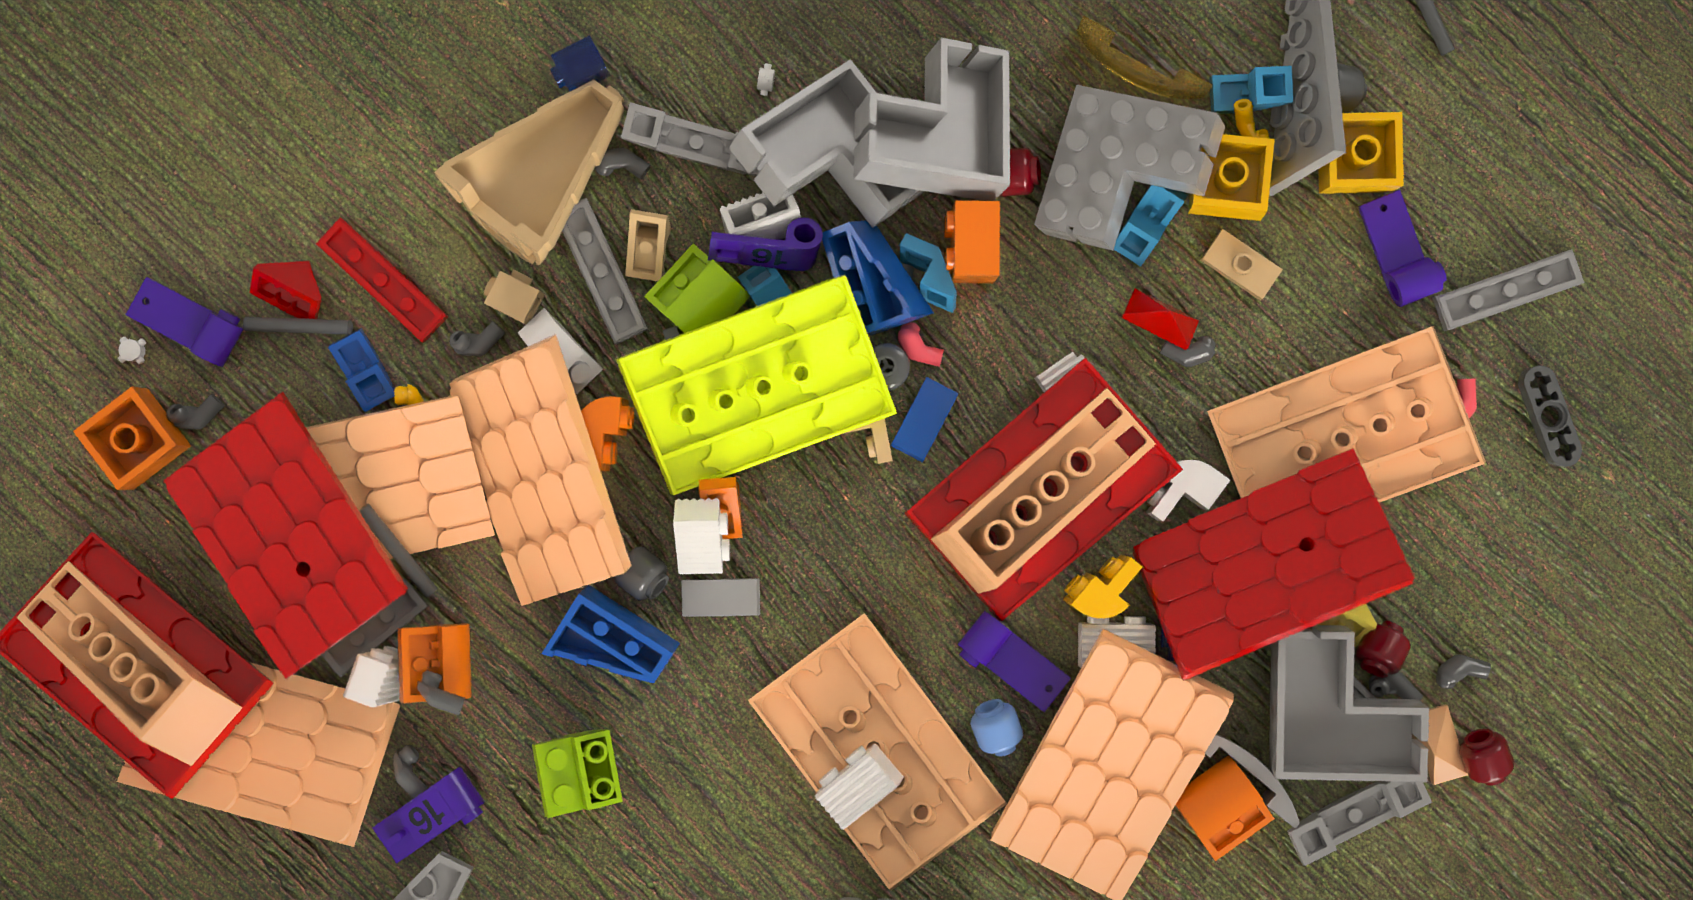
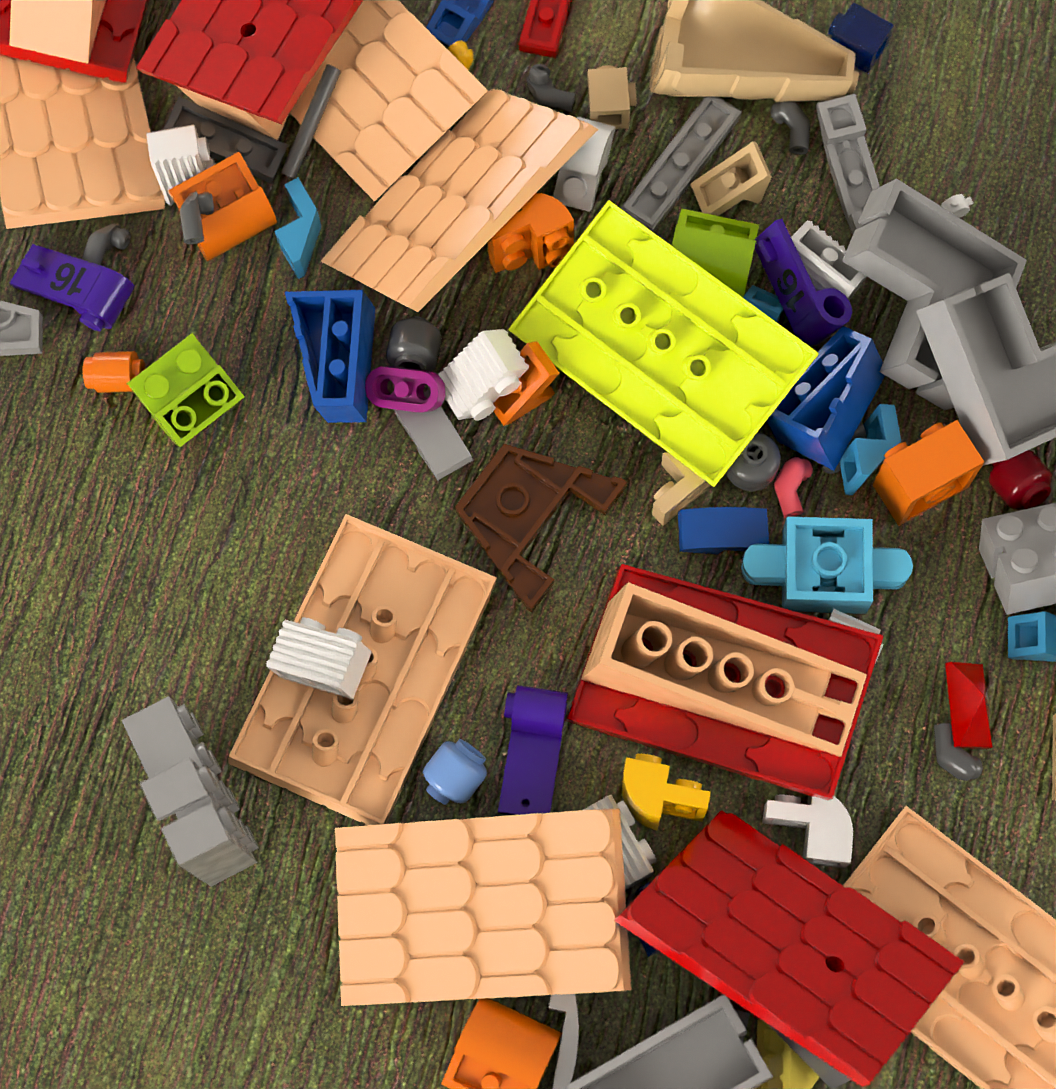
camera: 65 degrees right, 15 degrees down
(495, 614) = (300, 236): none -> dark azure slope
(524, 820) = (111, 371): none -> orange brick
(677, 599) = (408, 389): none -> magenta plate
(812, 565) = (514, 503): none -> reddish brown wing
(1000, 361) = (827, 565): none -> medium azure brick

